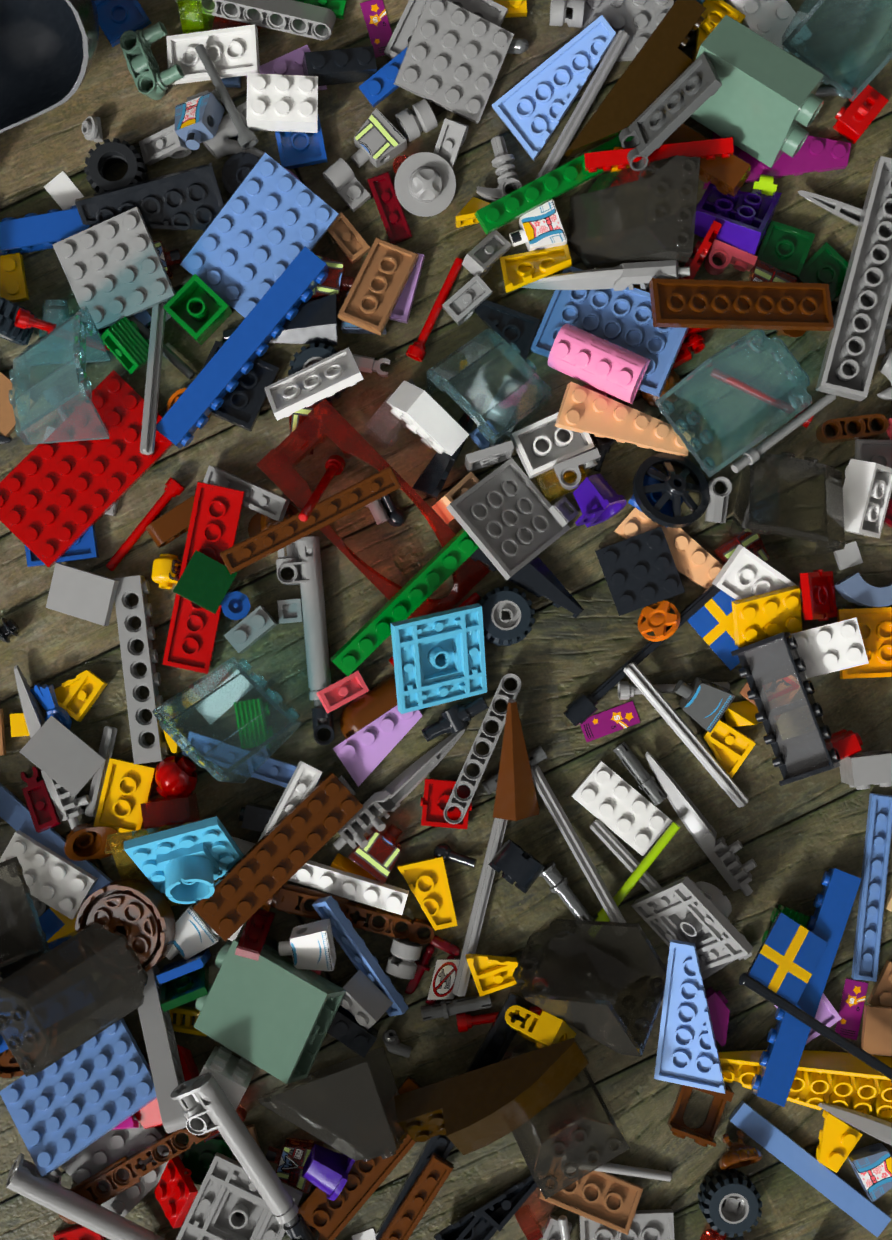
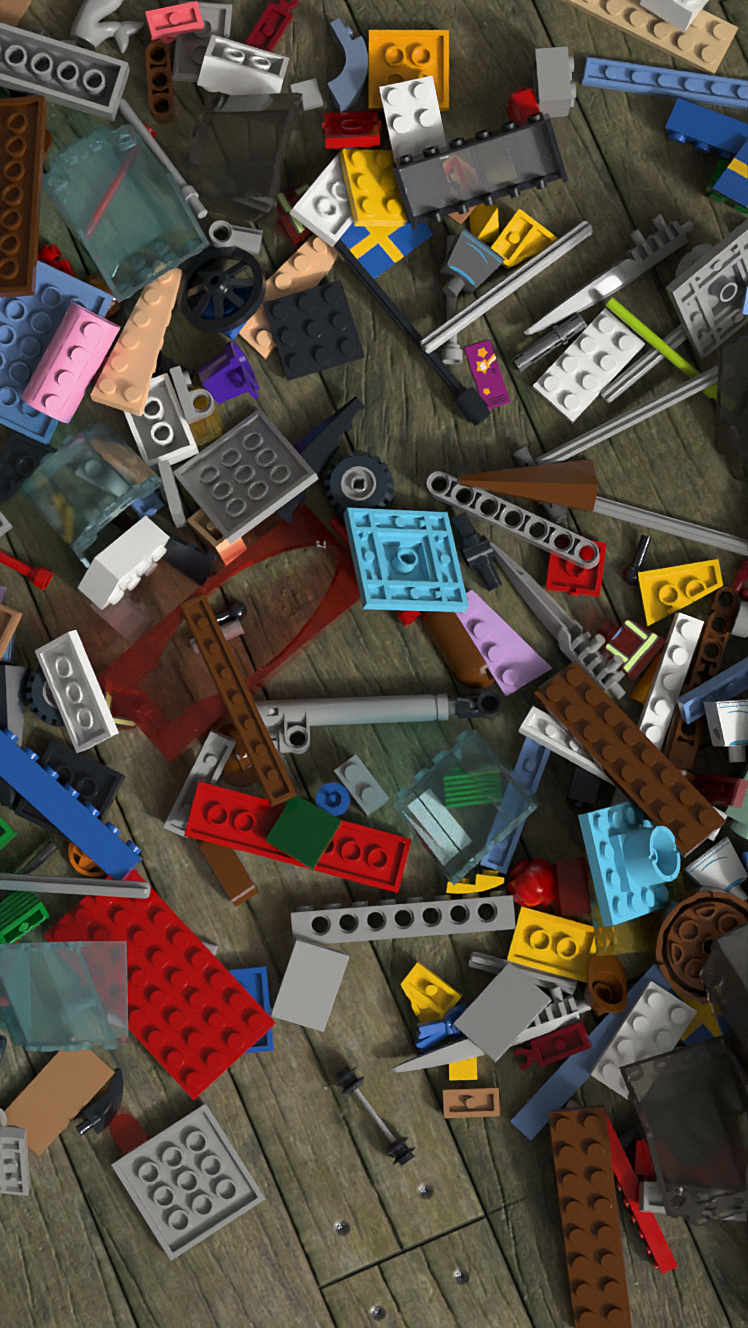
camera: 85 degrees left, 5 degrees down
(166, 570) = (287, 882): yellow head -> none
(172, 489) = (190, 874): red piece -> none
(290, 611) = (341, 739): light grey plate -> none
(334, 466) = (173, 679): red piece -> none
(342, 692) = (439, 678): coral plate -> none
(369, 364) = (54, 629): light grey bar -> none
(405, 602) = (338, 600): green plate -> none
(517, 865) = (650, 485): black brick -> none
(559, 885) = (675, 440): dark grey pin -> none
(563, 511) = (239, 414): light grey tile -> none
(657, 620) = (372, 311): orange wheel -> none

